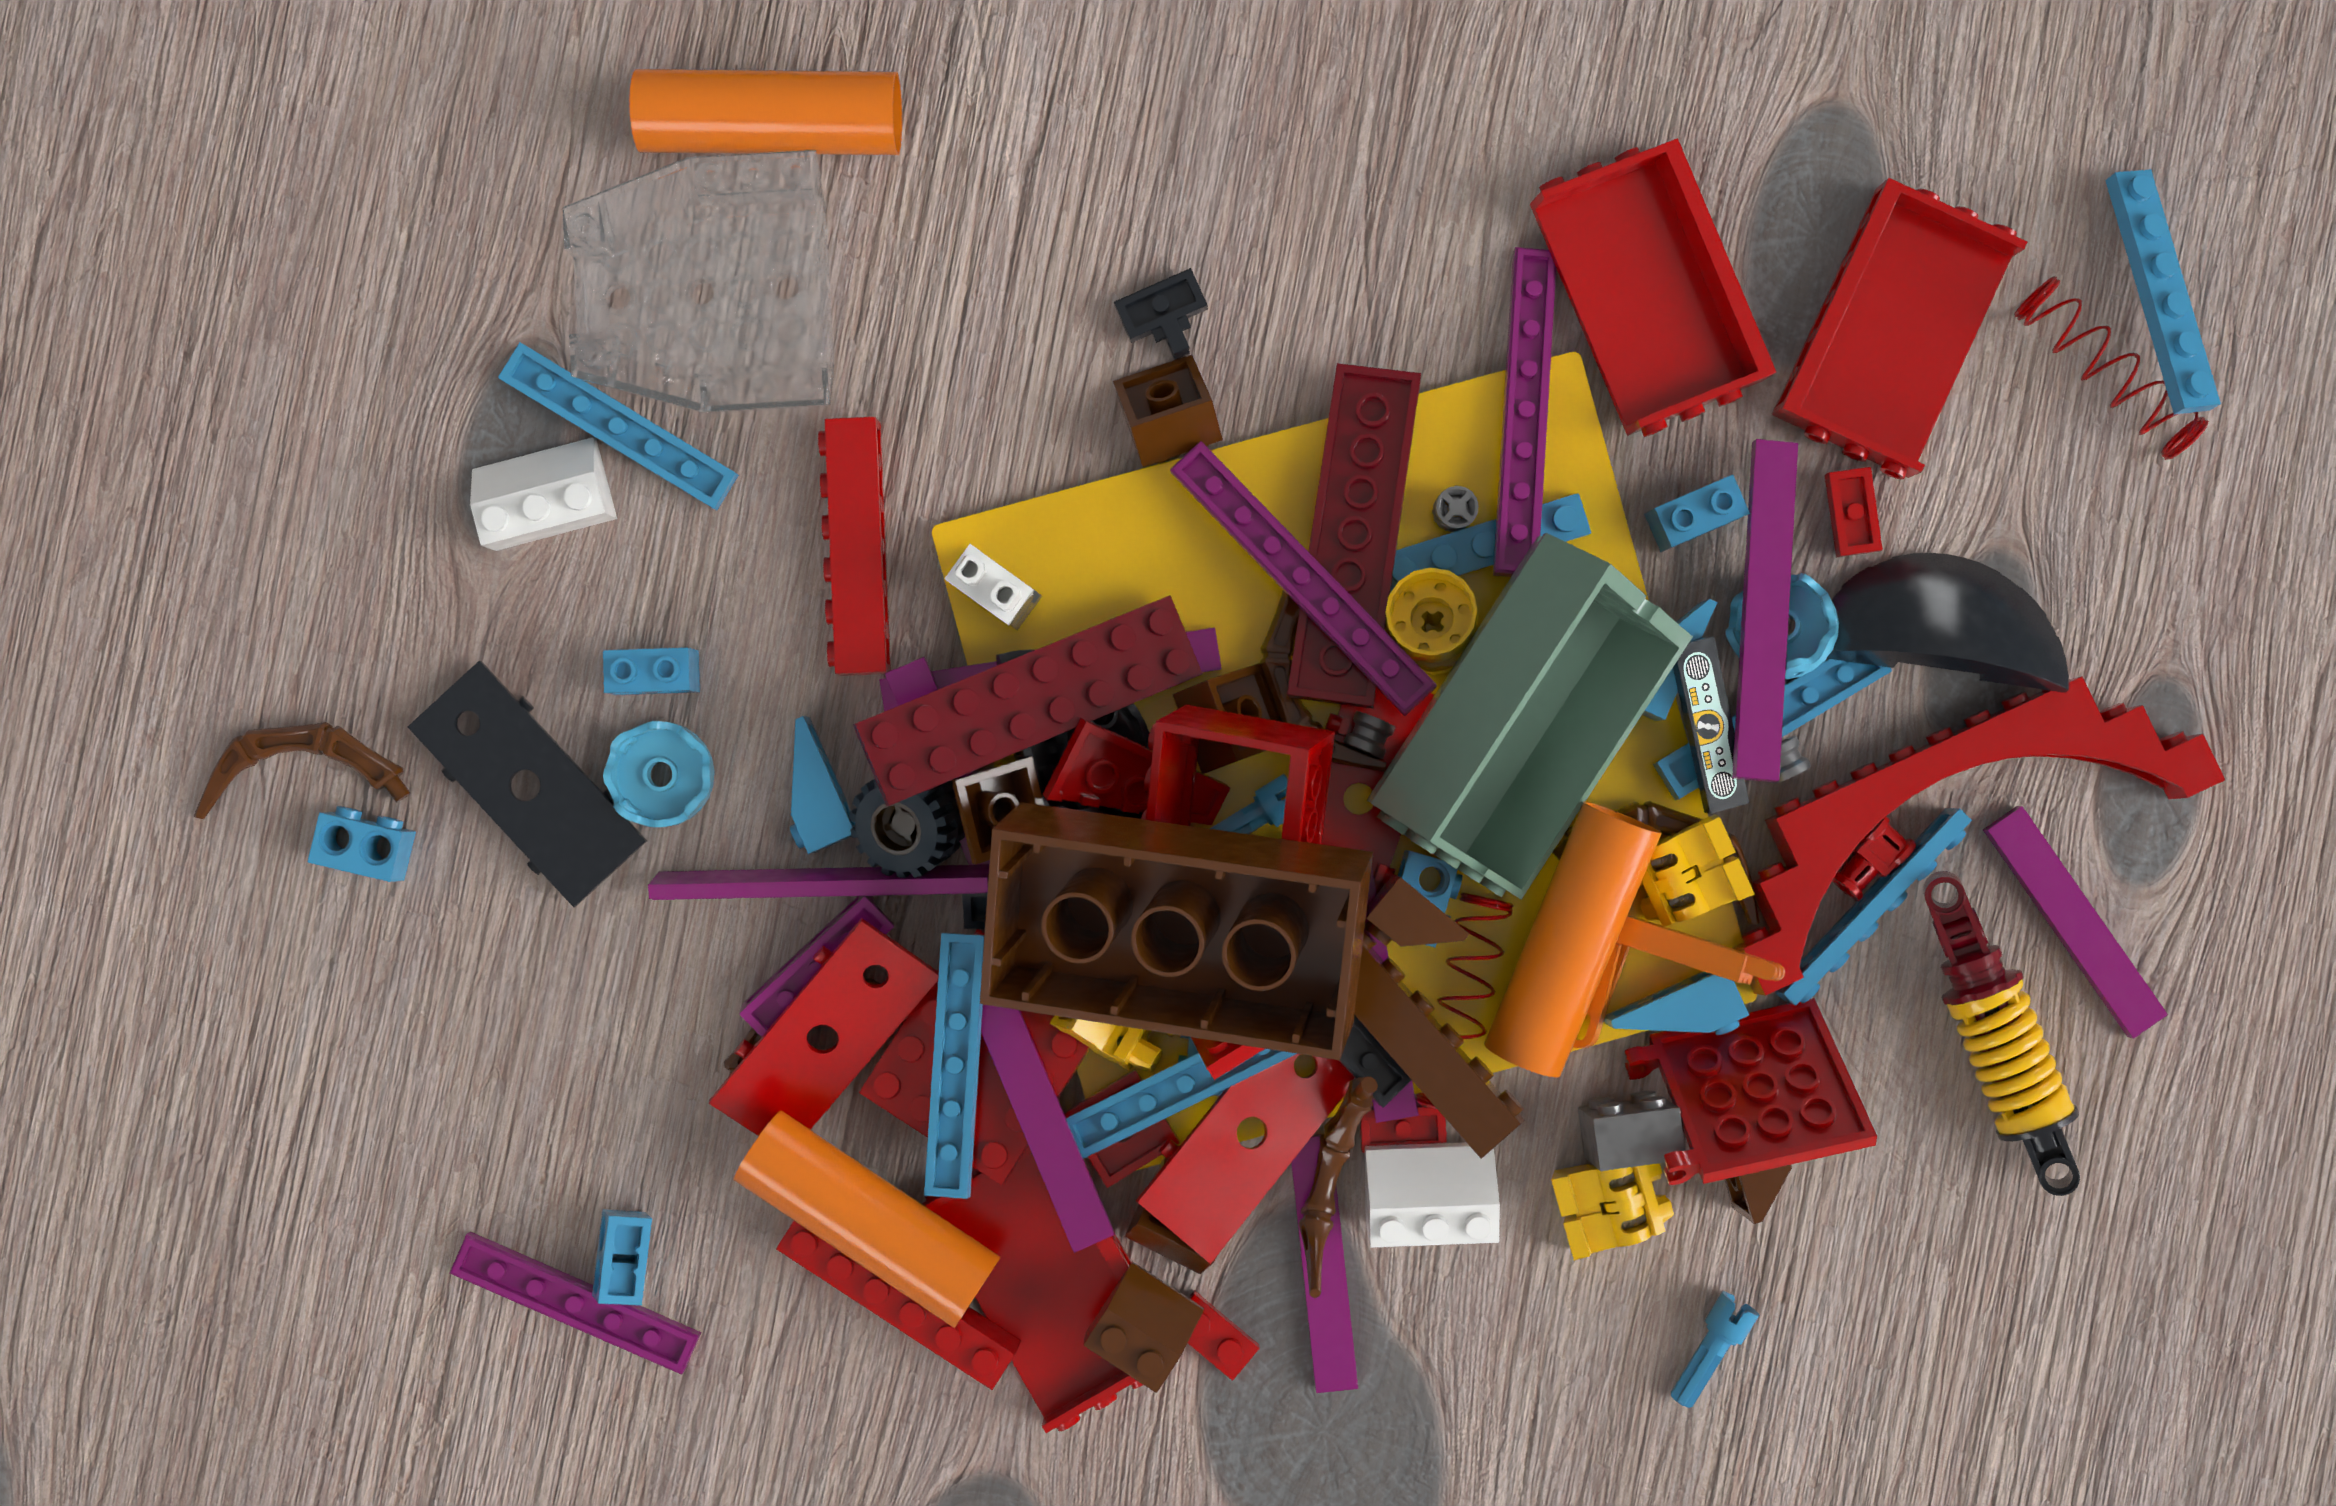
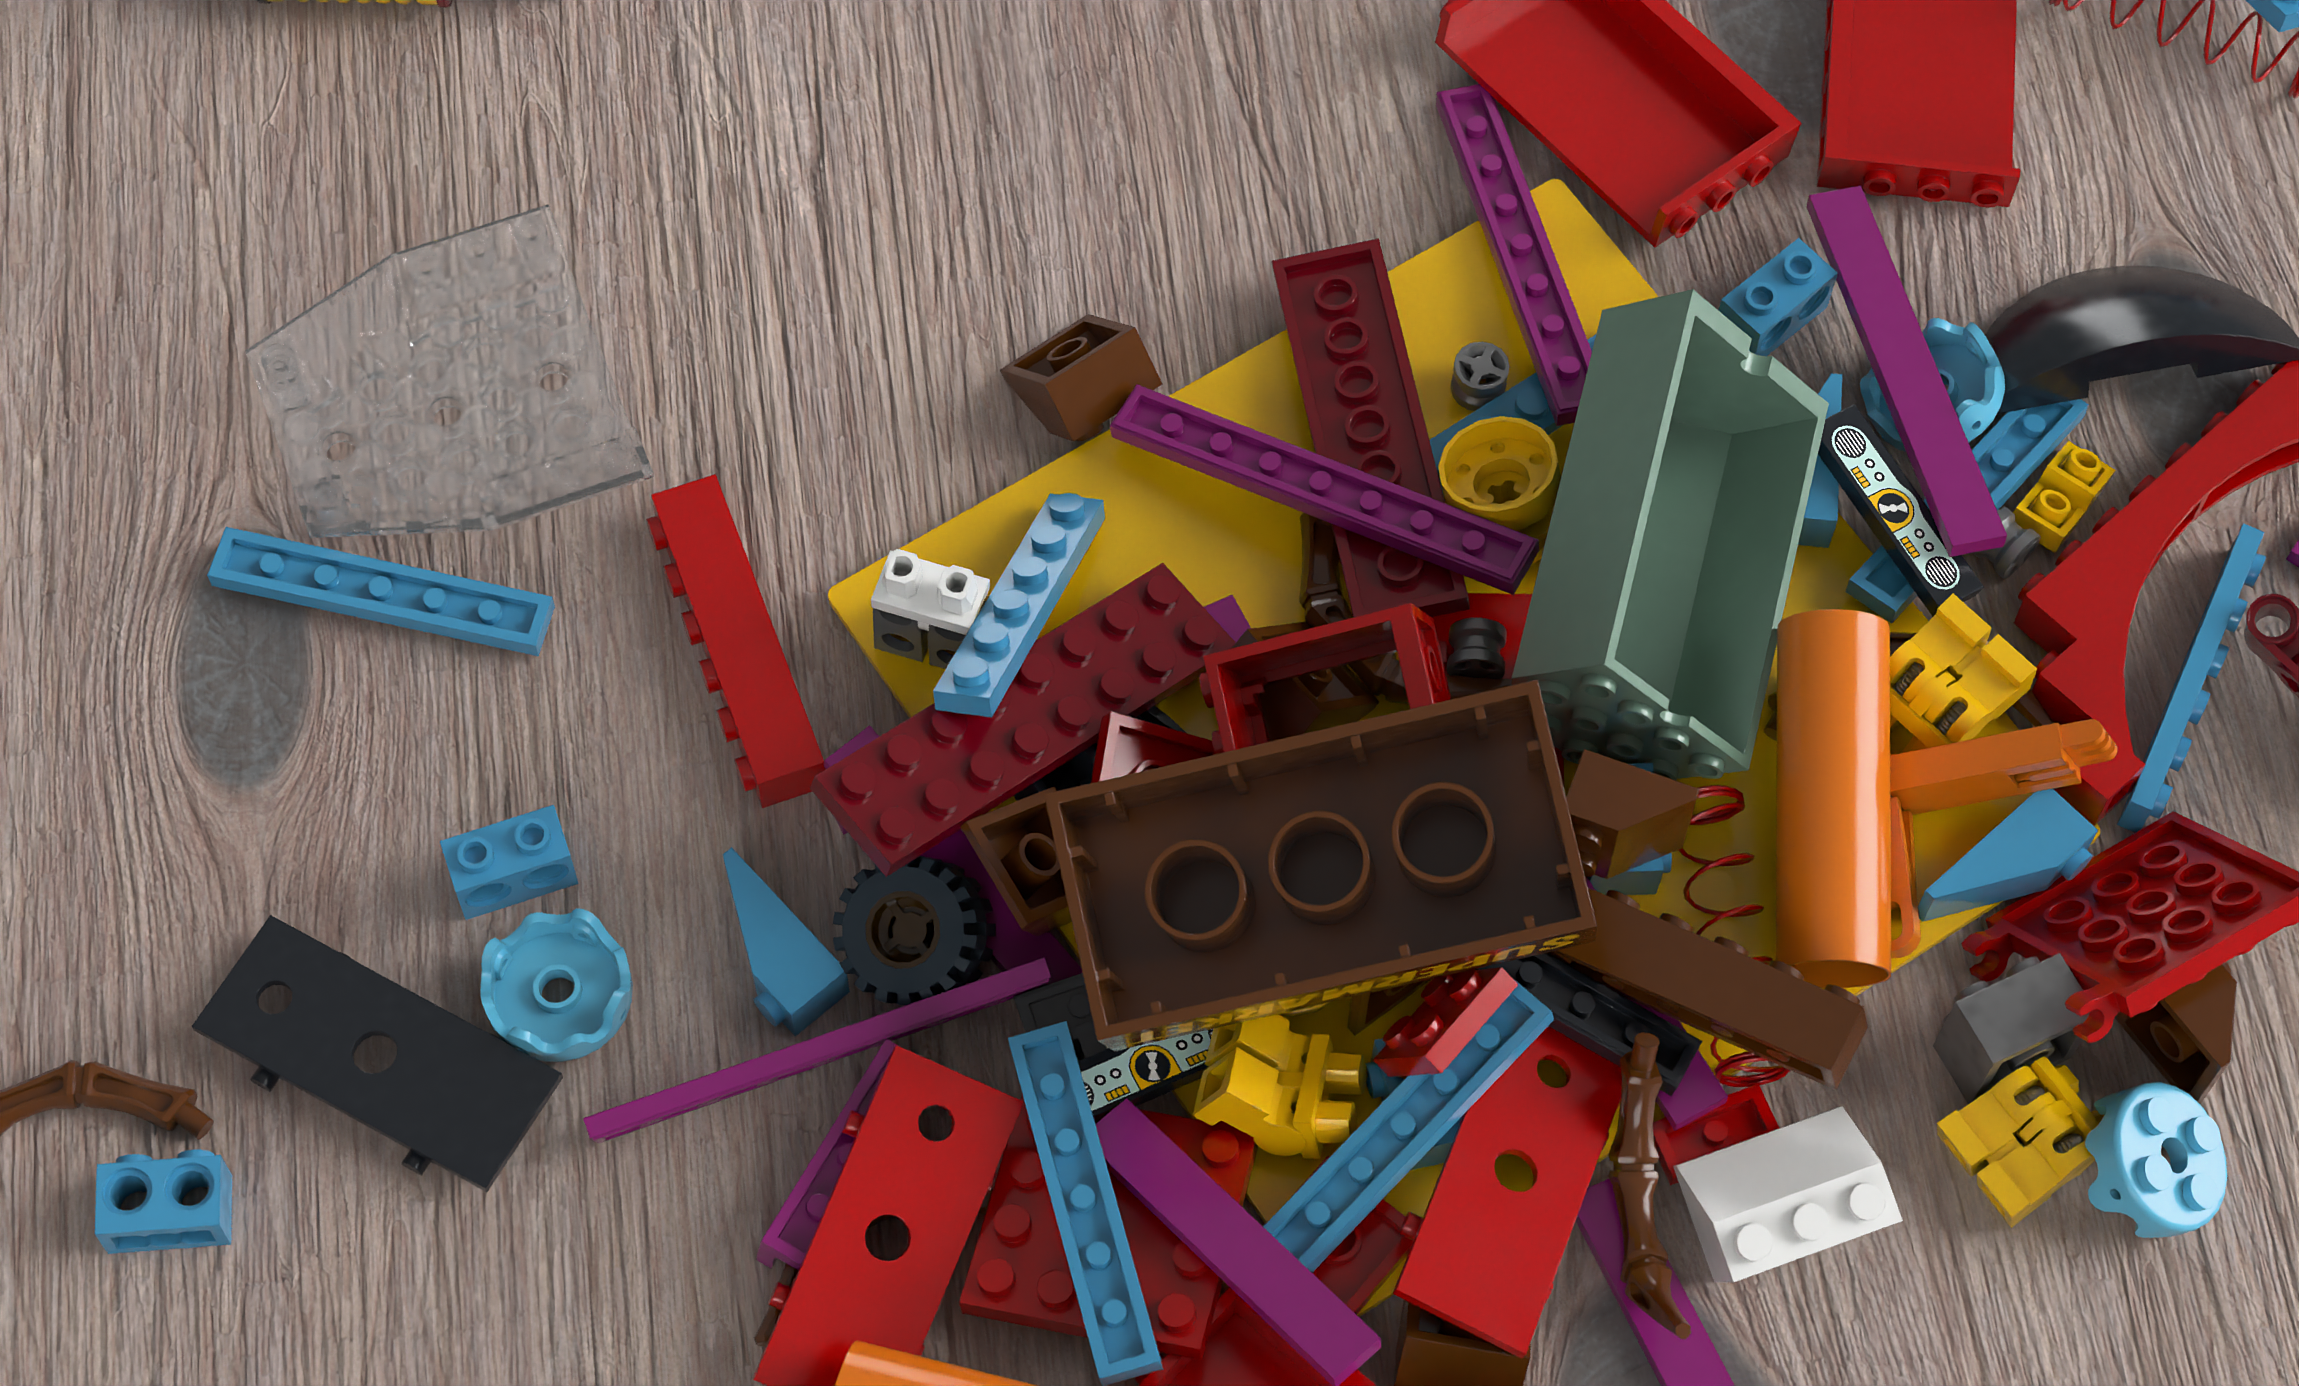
camera: 20 degrees left, 25 degrees down
(540, 495) = (304, 702): white slope -> none
(766, 111) = (434, 190): orange piece -> none
(1052, 609) = (1019, 605): none -> dark azure plate
(1163, 311) = (1037, 274): black hinge -> none
(1670, 1245) = (2141, 1181): none -> medium azure plate
(1723, 1332) = (2251, 1257): dark azure piece -> none
(1842, 731) = (2063, 495): none -> yellow slope
(1853, 512) = (1961, 253): red plate -> none
(1873, 856) = (2167, 618): red connector -> none

